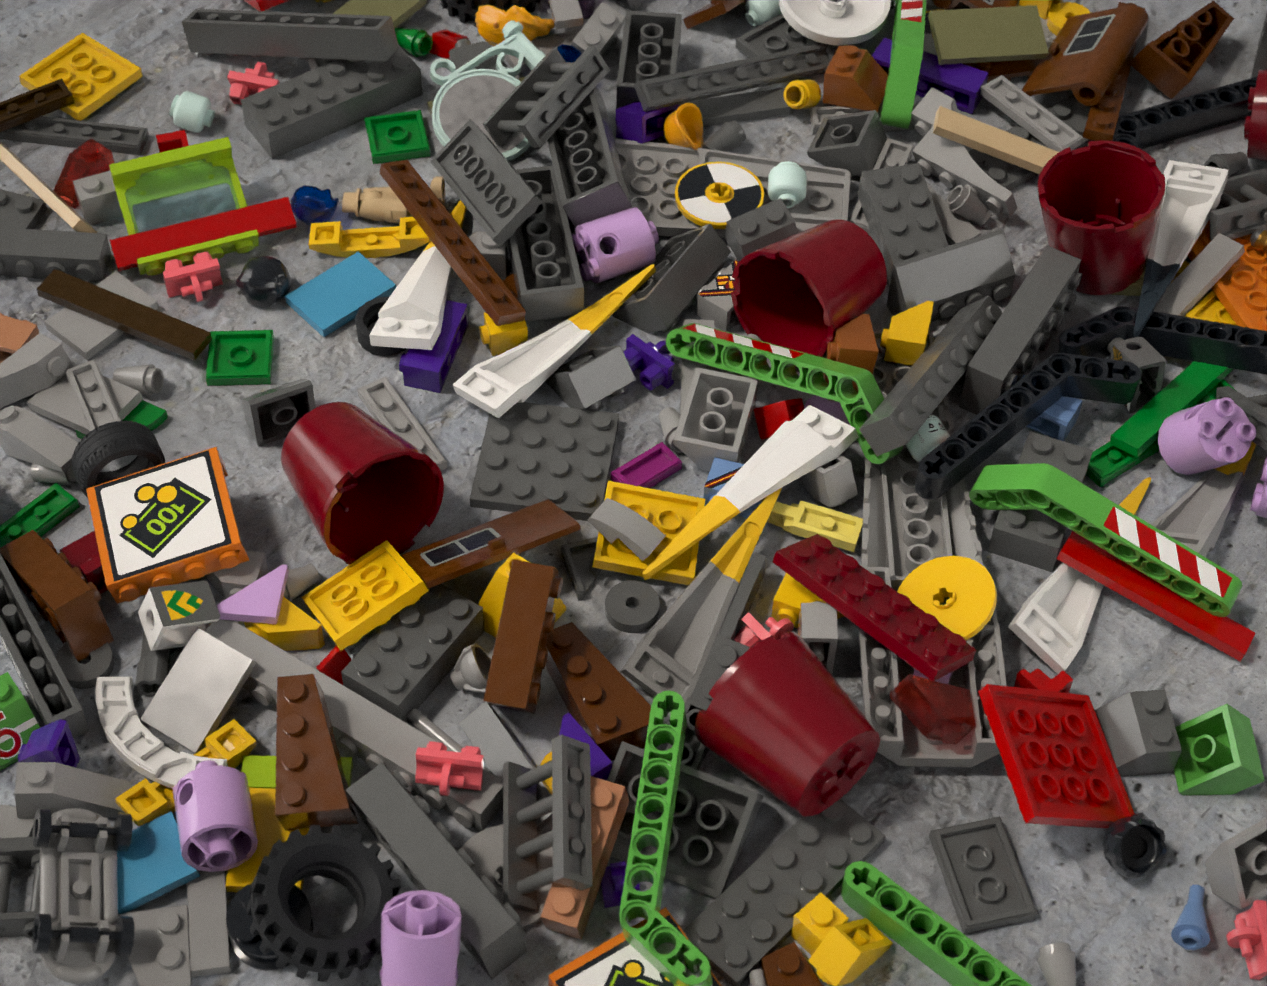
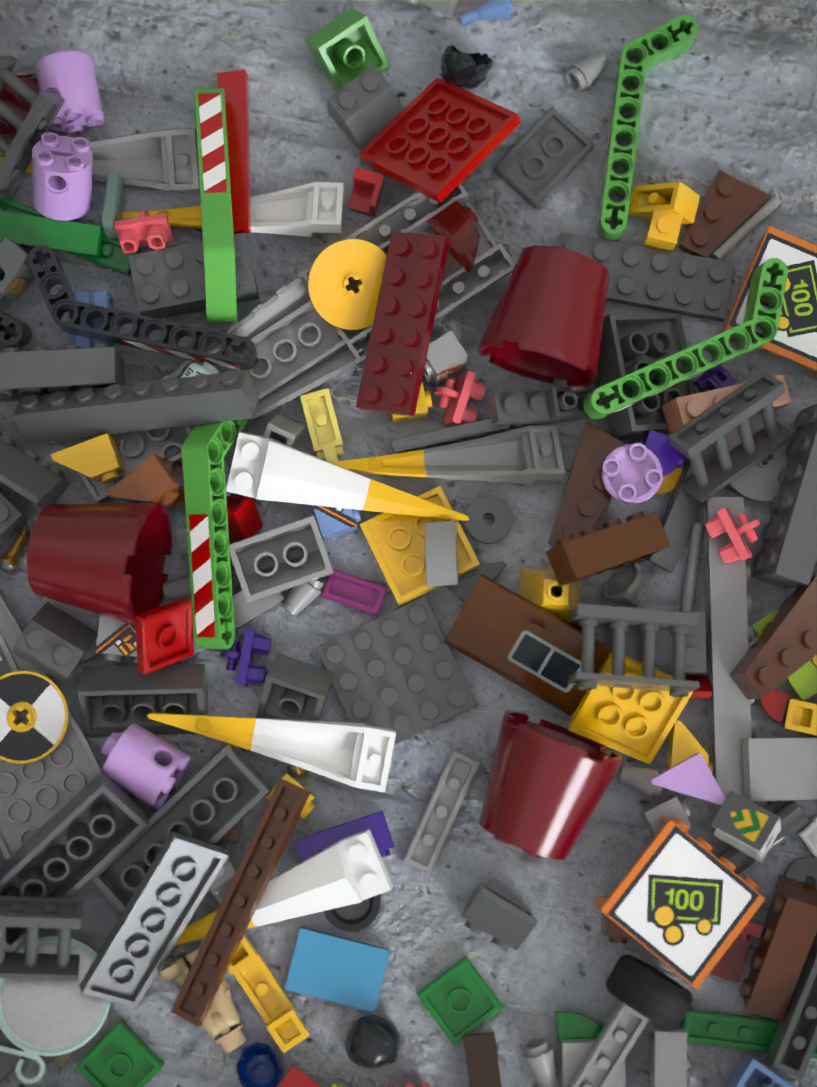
camera: 125 degrees left, 30 degrees up
(263, 731) = (775, 704): none -> red tile
(425, 630) = (649, 622): none -> dark grey fence
(579, 710) = (632, 473): none -> lavender dish
(711, 295) = (164, 635): none -> red tile
(1110, 474) = (144, 231): none -> coral hips
(1155, 474) = (113, 203): none -> sand green tile

